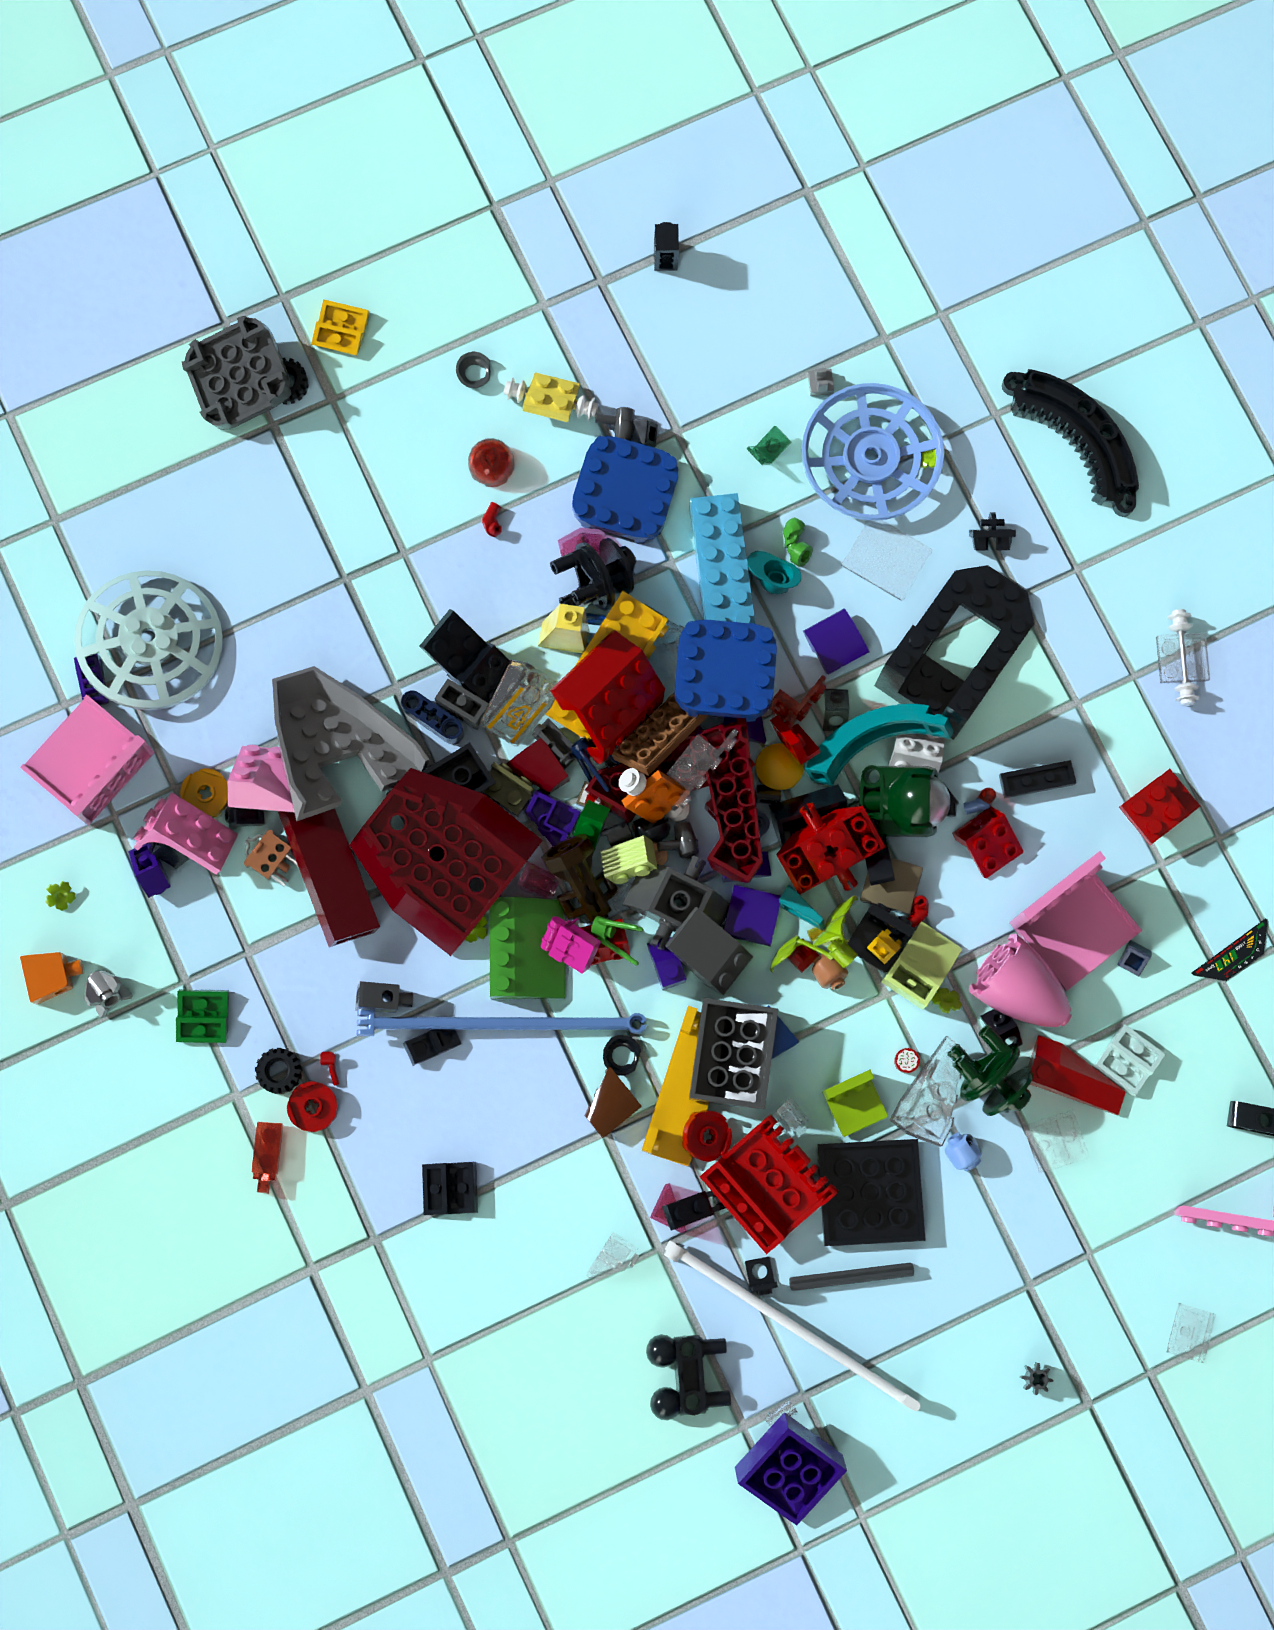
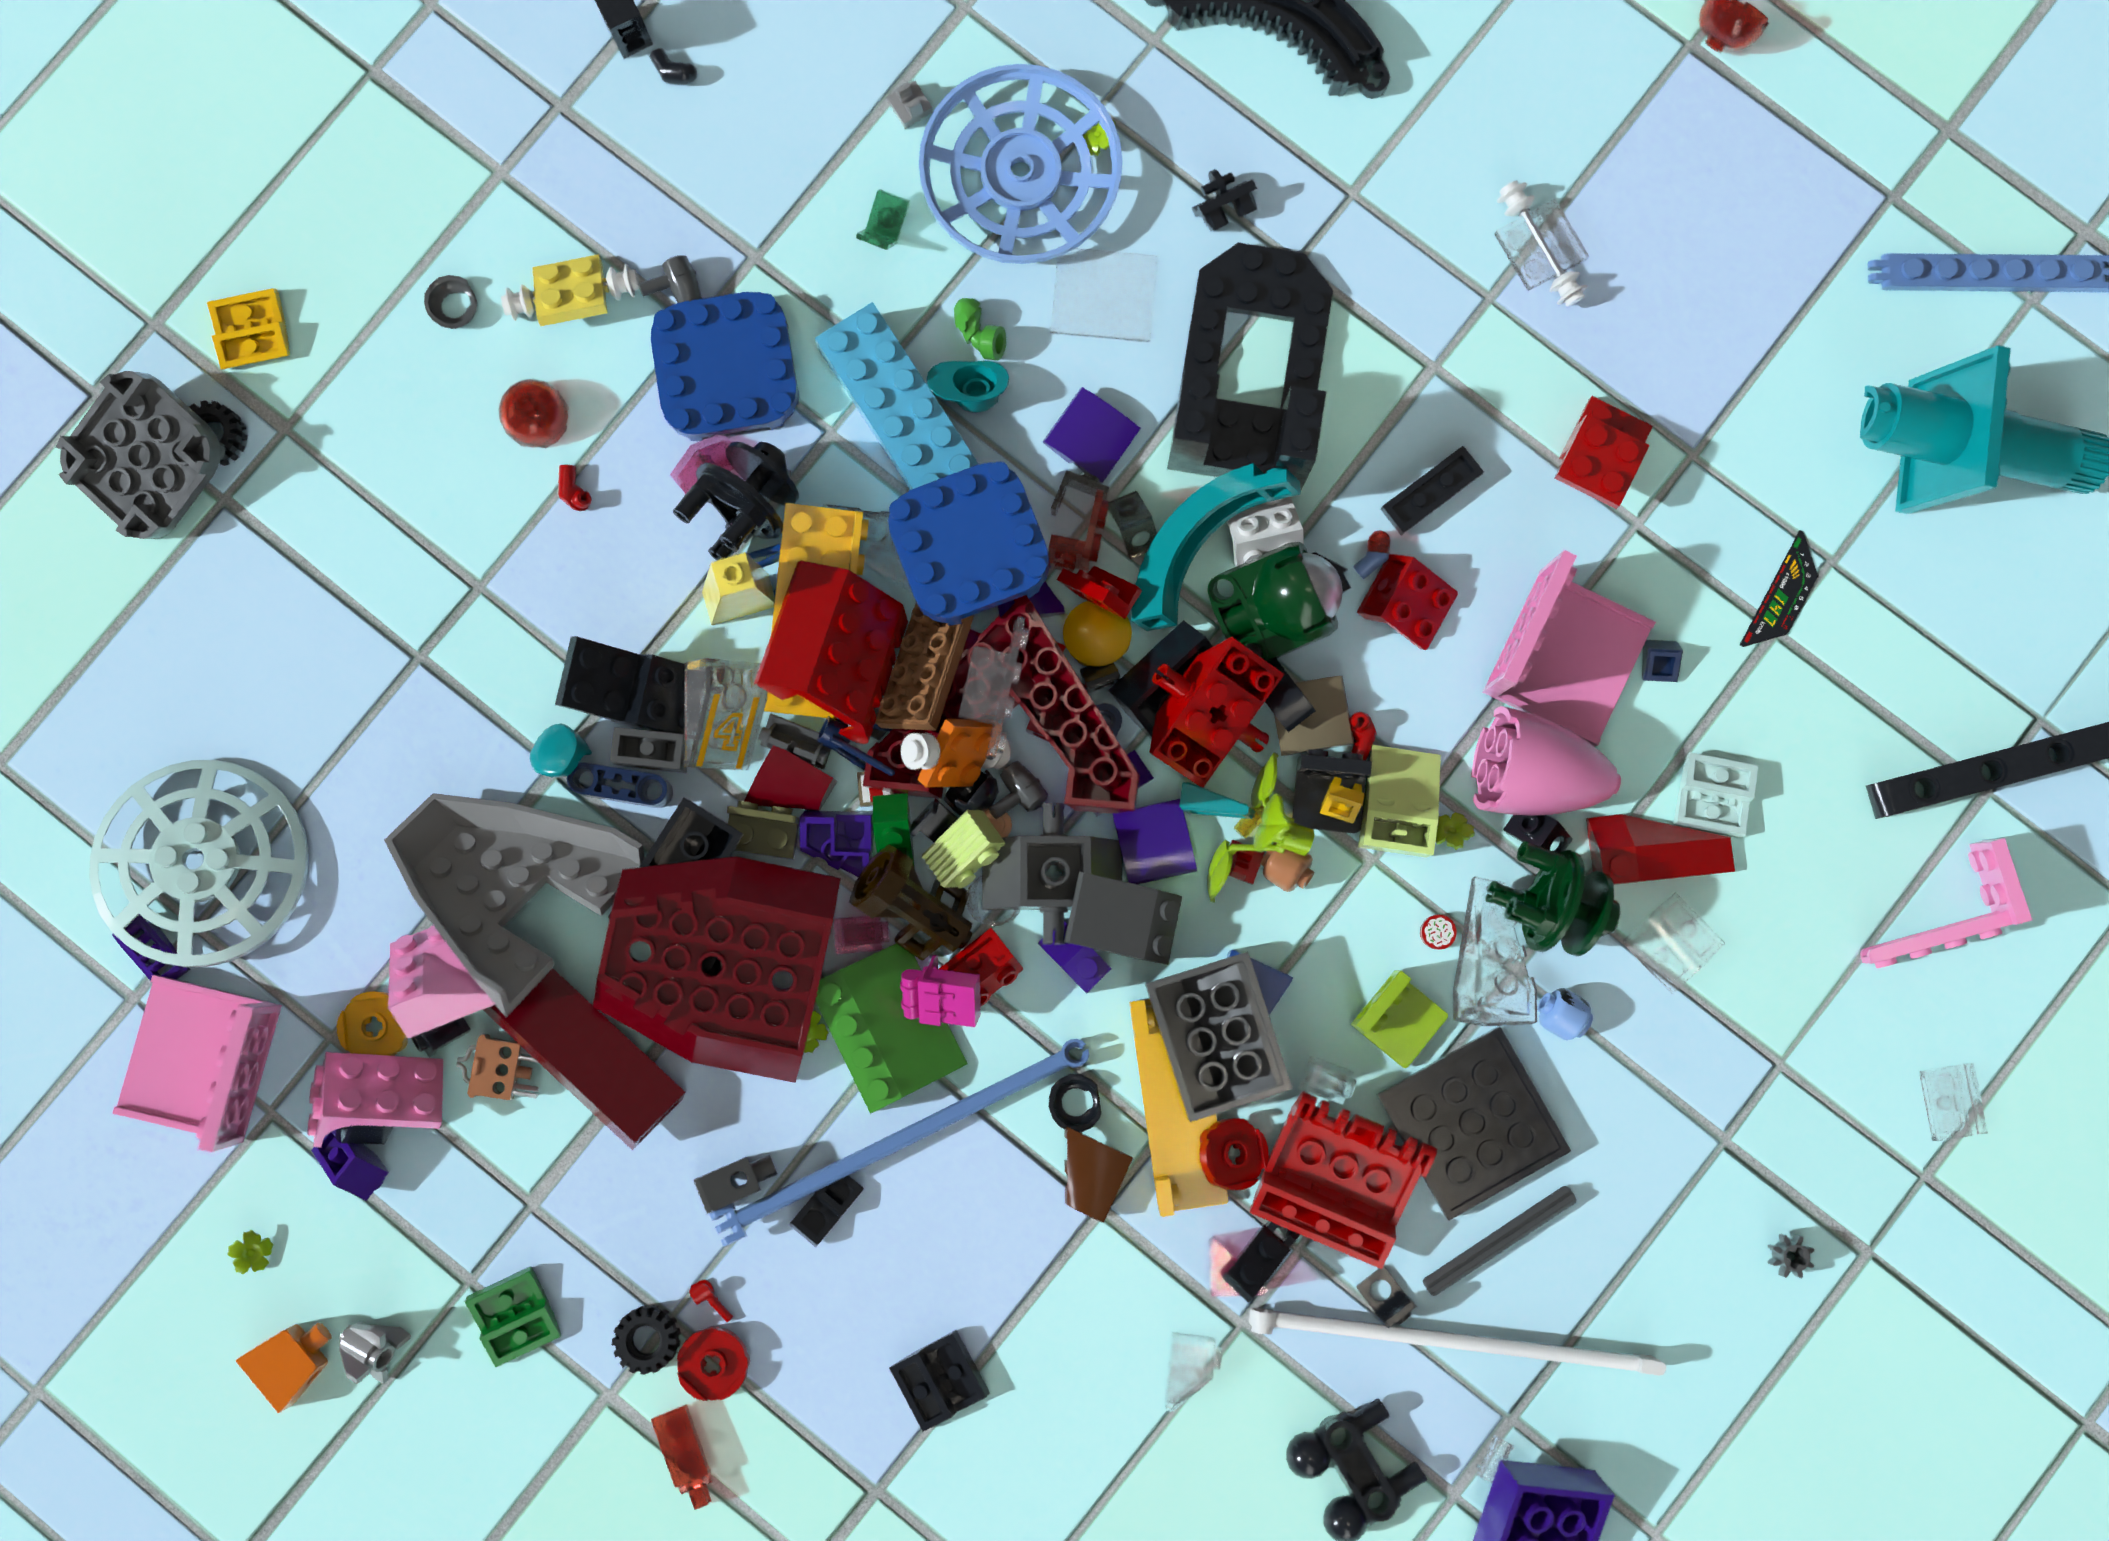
camera: 20 degrees left, 5 degrees up
(404, 677) = (558, 751): none -> teal hair
(606, 928) = (977, 952): bright green plant -> none
(646, 431) = (715, 276): black slope -> none
(681, 293) = (672, 72): none -> black arm
(815, 668) = (1083, 482): none -> clear smoke bracket

